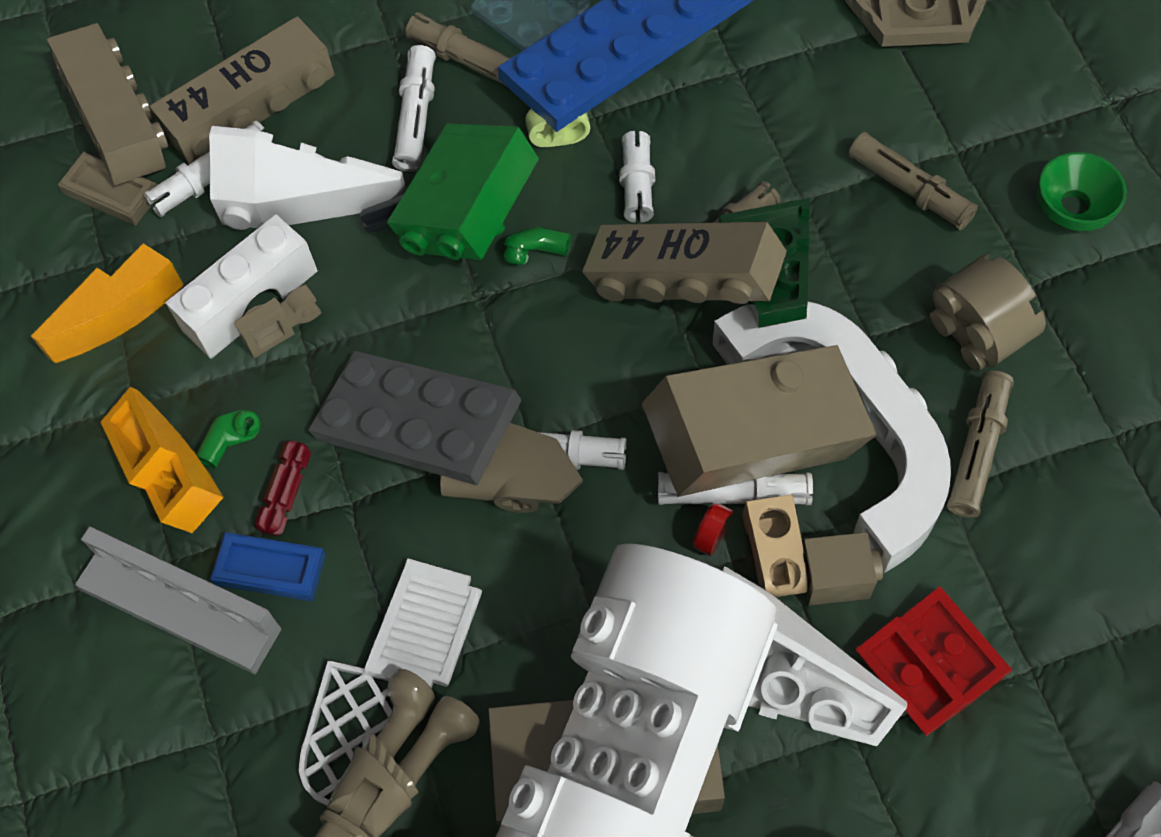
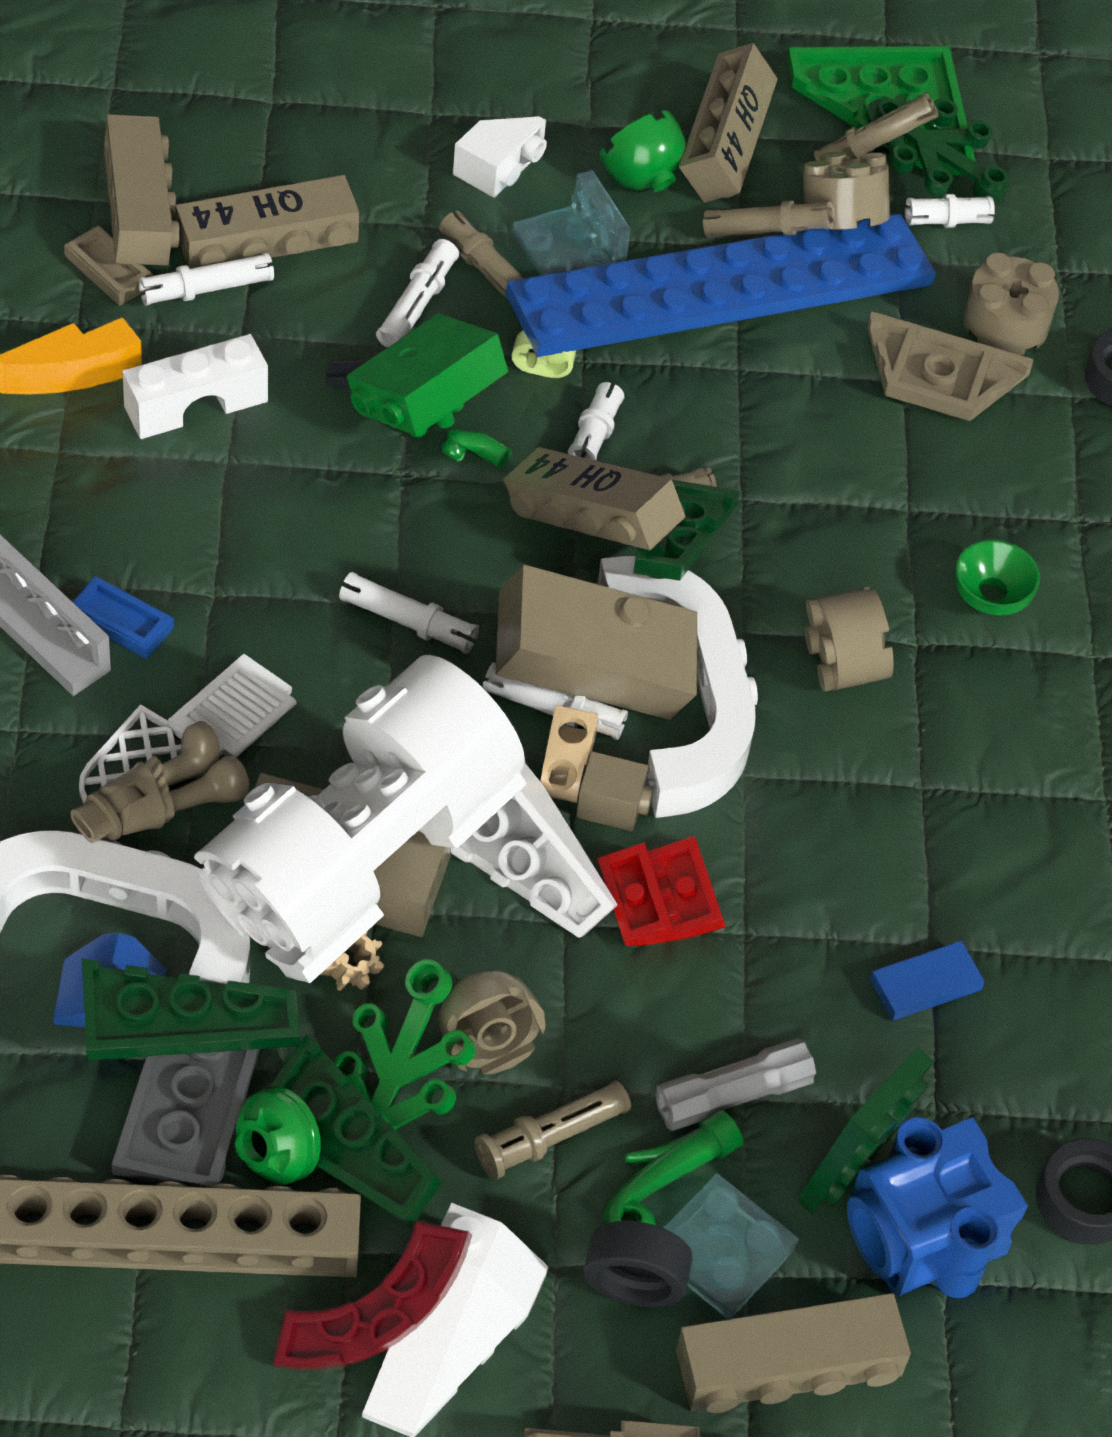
camera: 10 degrees right, 10 degrees down
(160, 462) = (63, 499): light orange slope -> none
(227, 432) = (129, 499): green arm -> none
(262, 179) = (285, 322): white wedge -> none
(272, 322) = (207, 425): dark tan plate -> none
(282, 488) = (159, 560): dark red axle -> none
(416, 416) = (300, 540): dark grey plate -> none
(521, 473) = (359, 607): dark tan panel -> none
(712, 528) = (525, 719): red tile -> none
(926, 190) = (858, 530): dark tan pin -> none
(985, 426) = (806, 732): dark tan pin -> none

